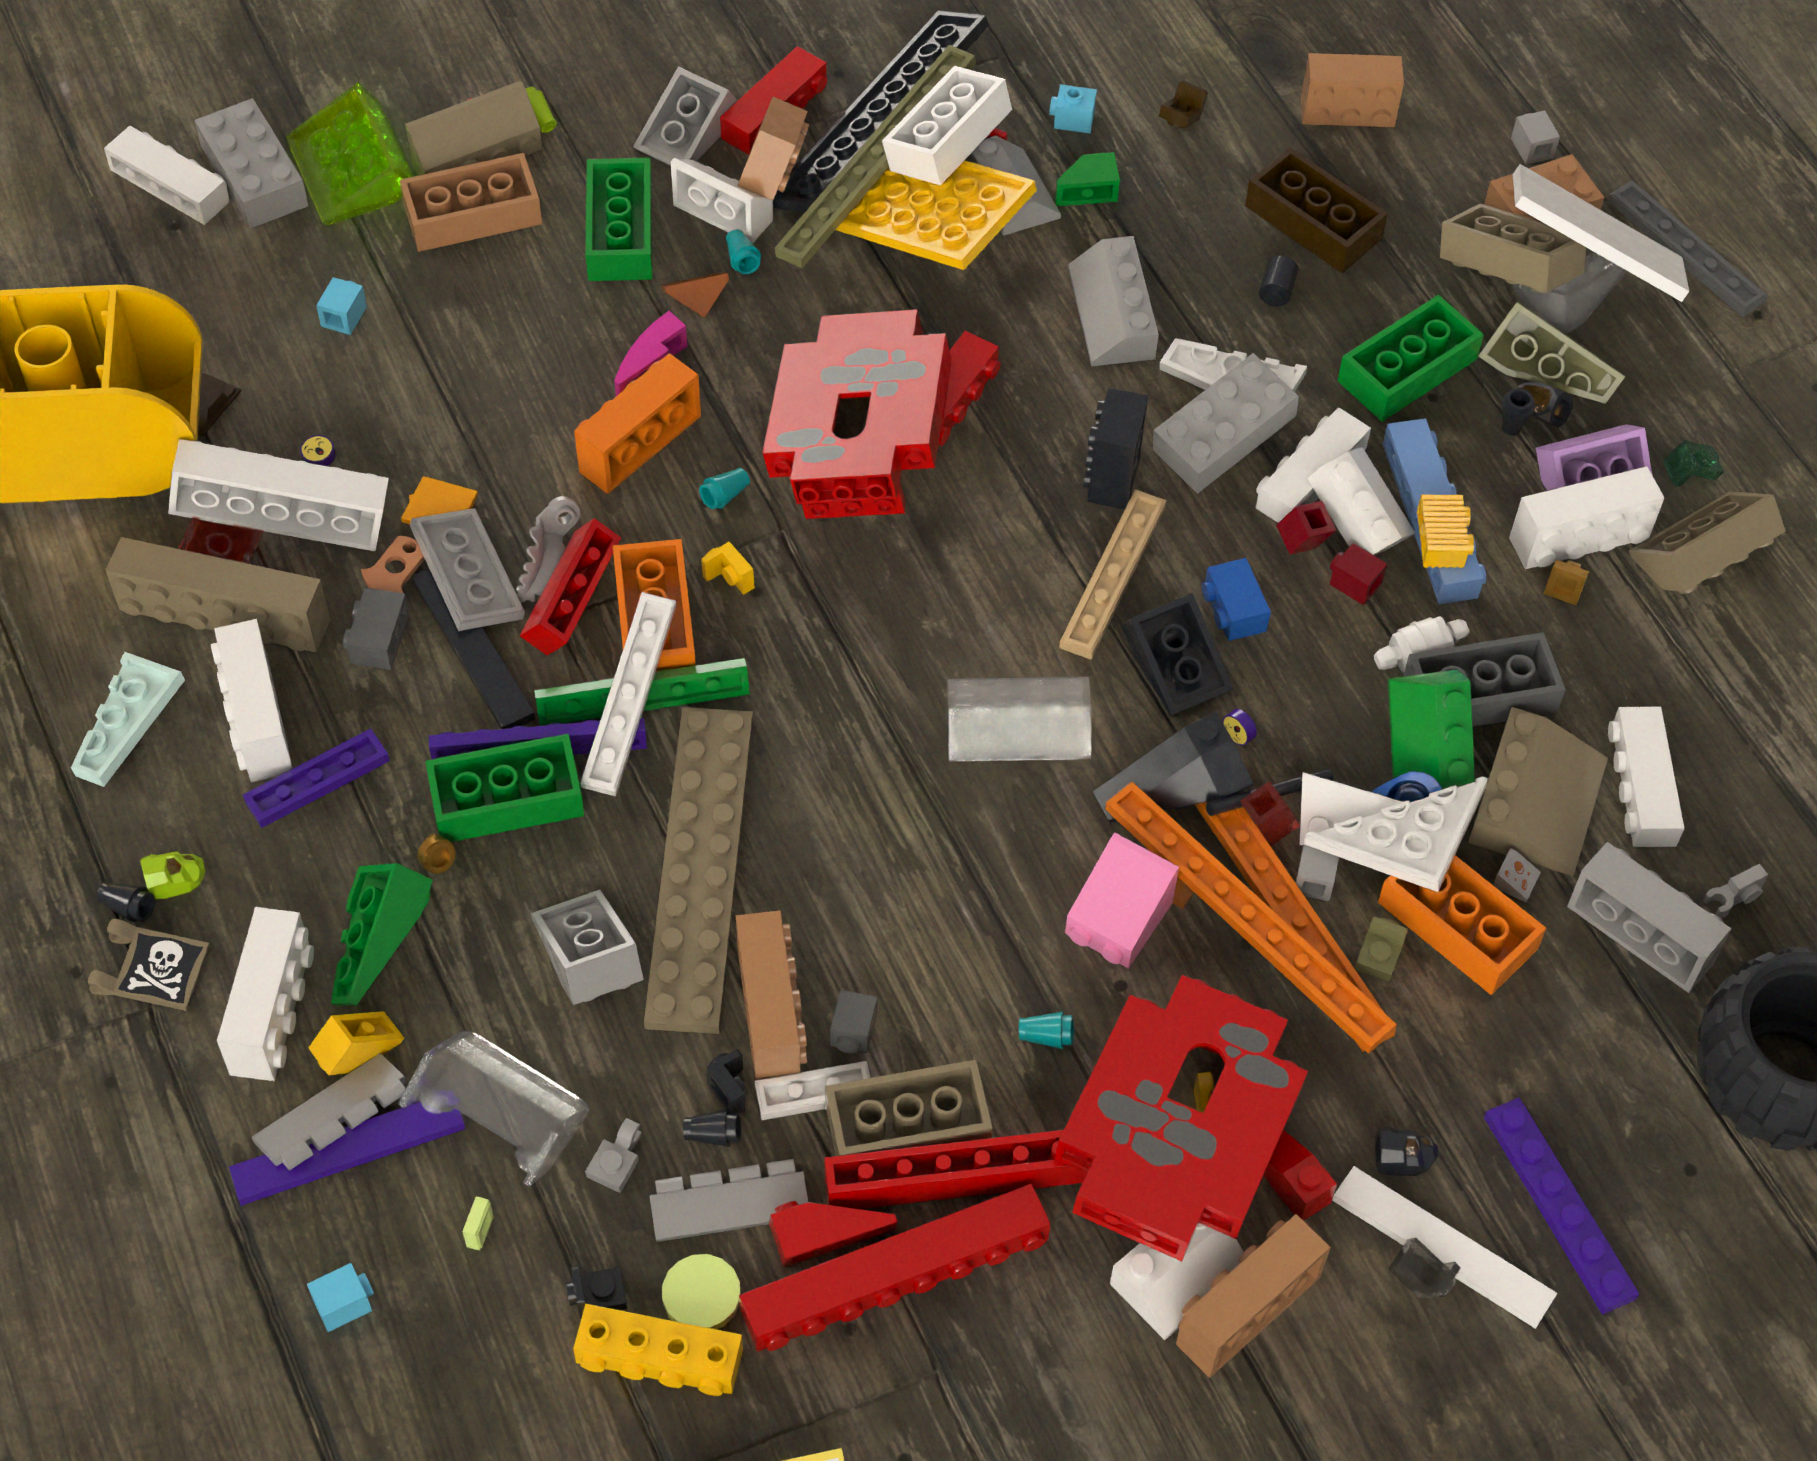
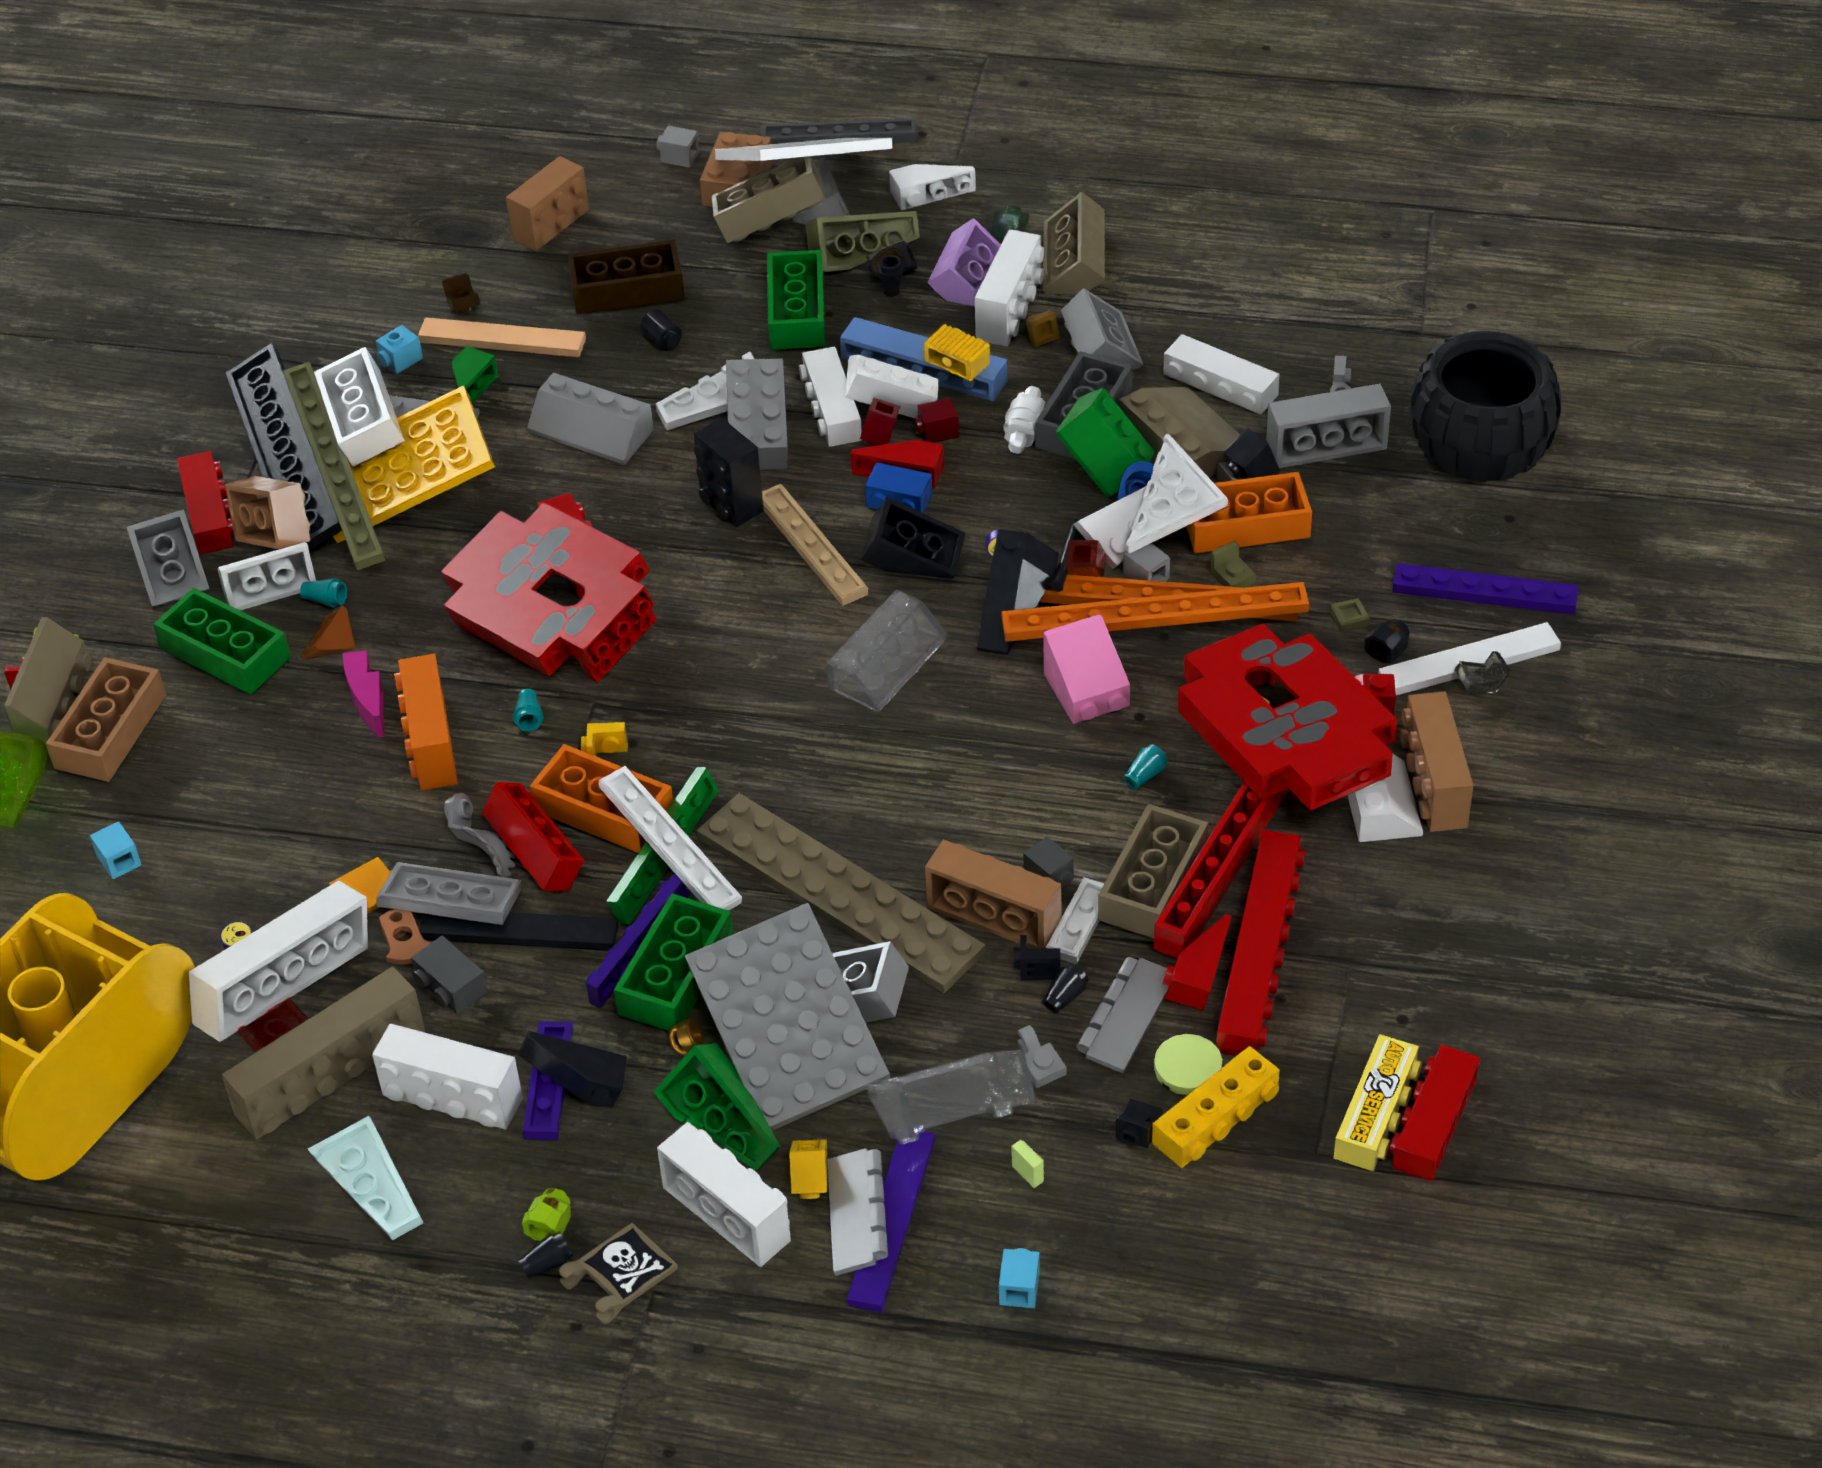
camera: 50 degrees left, 10 degrees down
(333, 801) = (580, 1069): none -> black slope
(494, 916) = (787, 1016): none -> light grey plate
(1165, 172) = (502, 337): none -> light nougat tile
(1282, 582) = (911, 455): none -> red slope
(1412, 1095) = (1349, 615): none -> olive tile
(1538, 875) = (1251, 456): none -> black slope
(1605, 638) = (1099, 329): none -> light grey slope
(1679, 361) = (929, 183): none -> white slope

